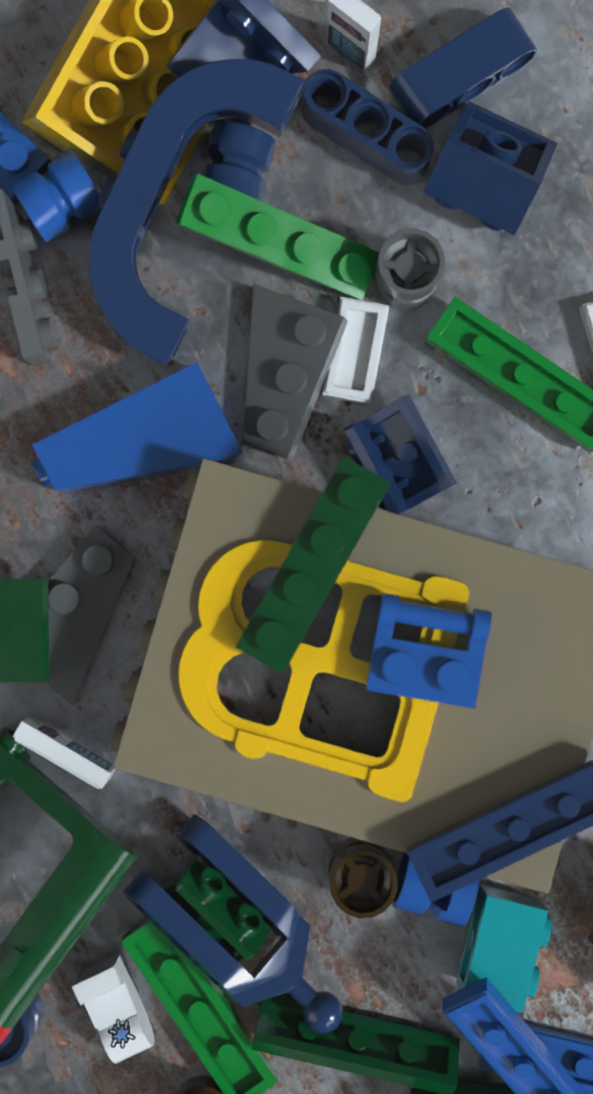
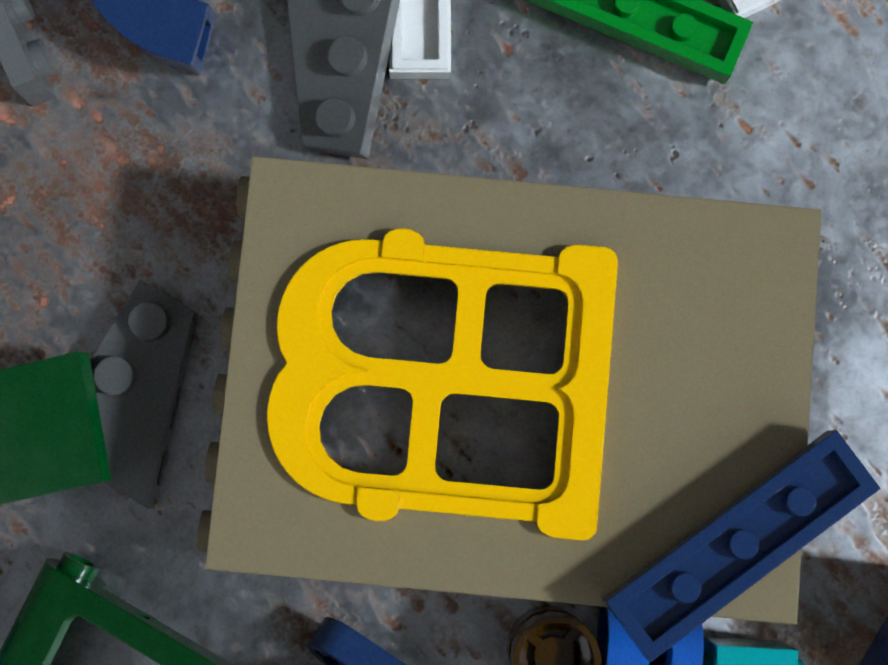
camera: 15 degrees left, 5 degrees down
(64, 752) = (146, 569): white tile -> none
(140, 437) = (170, 161): blue slope -> none
(313, 565) = (413, 258): dark green plate -> none
(402, 451) = (496, 123): dark blue bracket -> none
(427, 669) = (581, 362): blue plate -> none

